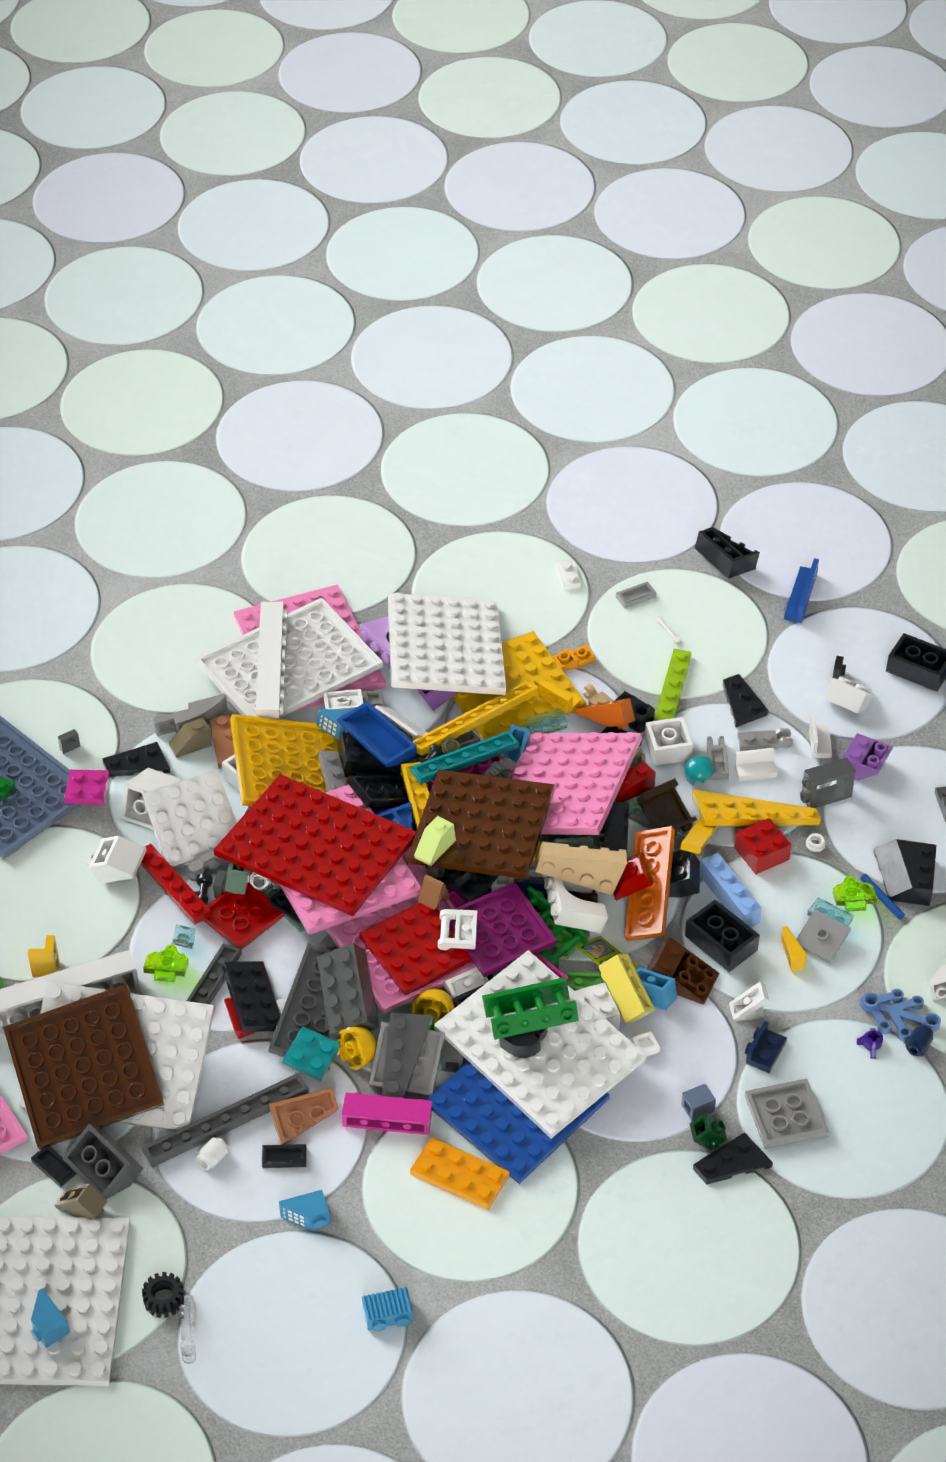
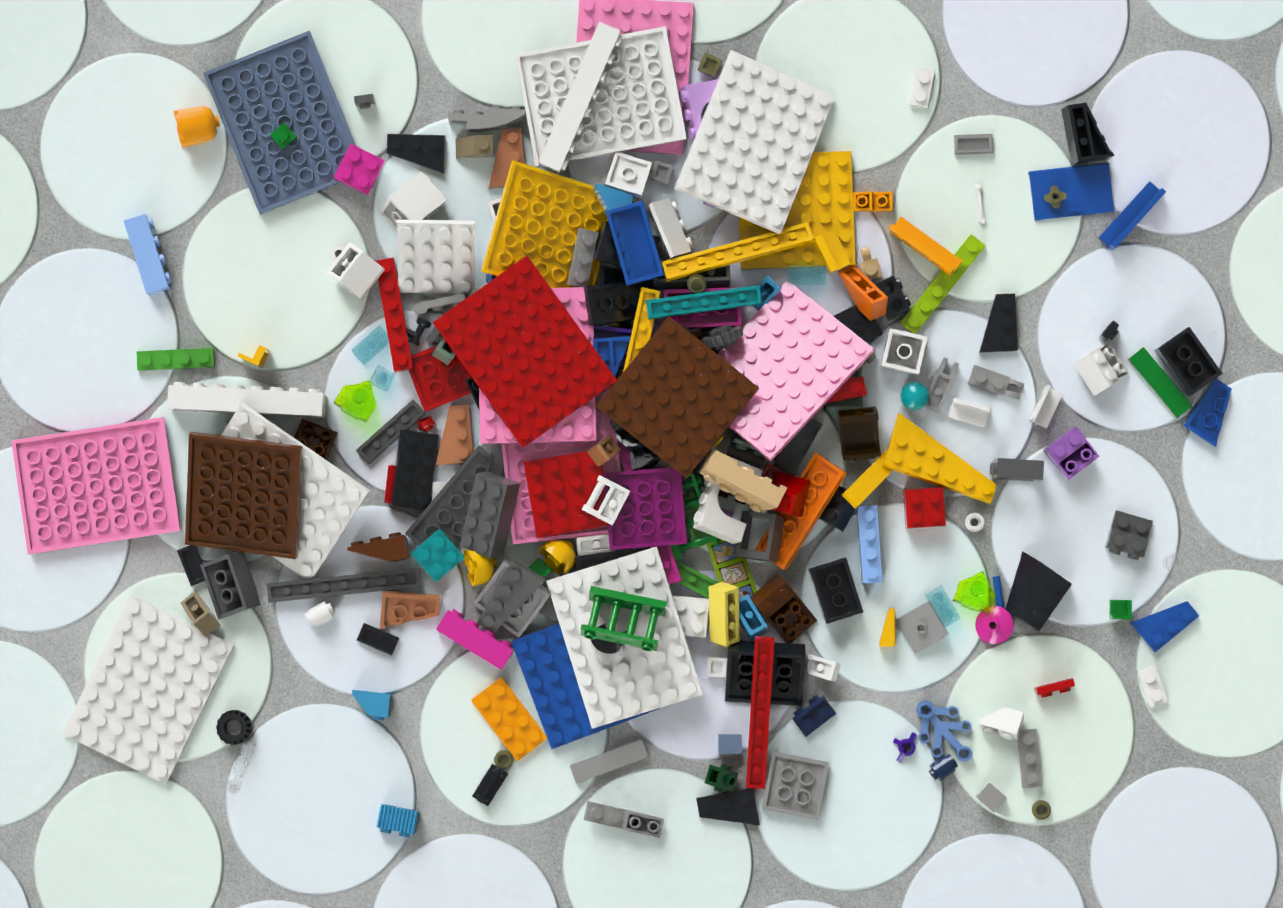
camera: 20 degrees right, 40 degrees up
(47, 1321) = (135, 718): dark azure slope -> none
(160, 918) = (371, 345): none -> clear light blue plate
(246, 955) = (426, 424): none -> red plate
(250, 1067) = (390, 549): none -> reddish brown slope
(281, 958) = (457, 437): none -> nougat wing
(373, 614) = (709, 65): none -> olive plate
(435, 751) = (673, 288): black arm -> none
(435, 840) = (622, 410): yellowish green slope -> none
(471, 1238) = (490, 785): none -> black hinge
(473, 1210) = (503, 759): none -> olive plate
(584, 1169) = (609, 761): none -> light grey tile
(629, 1213) = (623, 819): none -> light grey slope
(637, 928) = (773, 541): none -> dark grey window
(639, 667) = (925, 246): none -> light orange fence
(696, 1030) = (786, 673): none -> black slope
(712, 1055) = (760, 712): none -> red plate
(728, 600) = (1060, 196): none -> olive plate
(739, 597) = (1086, 189): none -> blue container
(890, 918) = (1003, 629): none -> dark pink dish
(906, 690) = (1160, 382): none -> green tile

